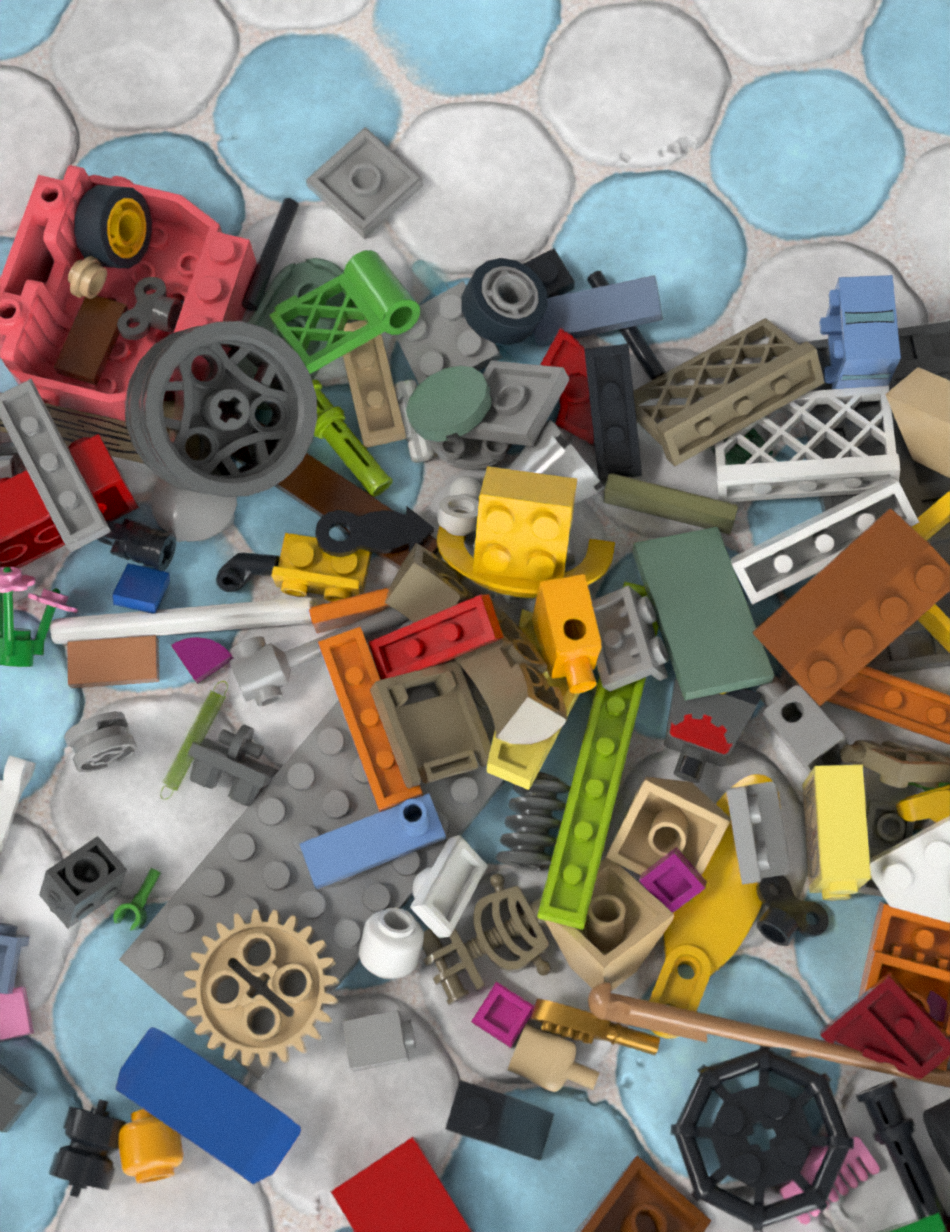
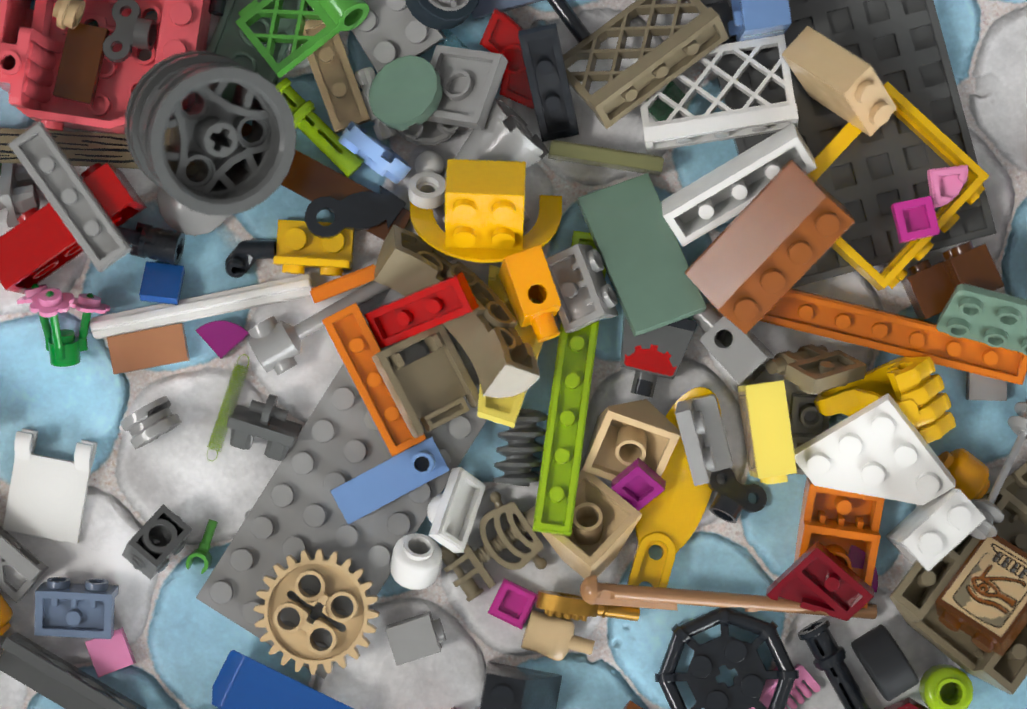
camera: 15 degrees left, 15 degrees up
(403, 465) = (376, 153): none -> light blue plate

